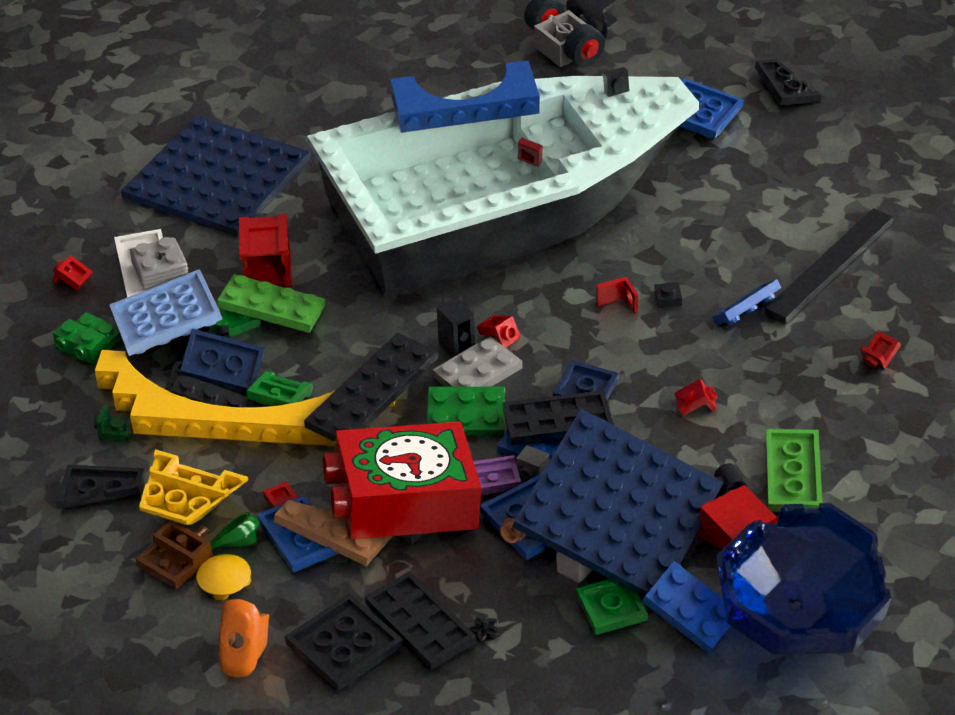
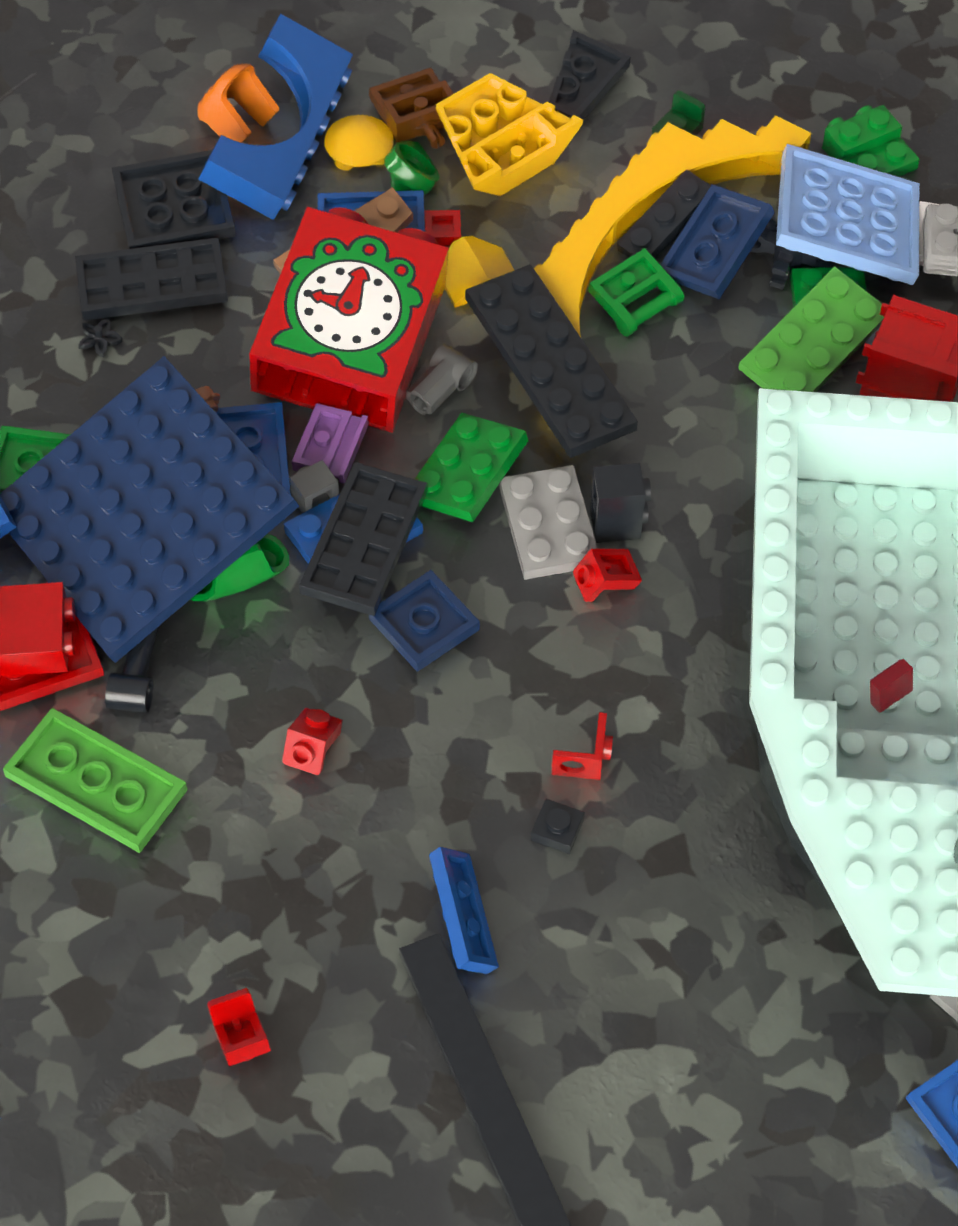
camera: 115 degrees right, 15 degrees up
(183, 611) = (265, 173): none -> blue arch
(304, 471) = (473, 263): none -> yellow slope

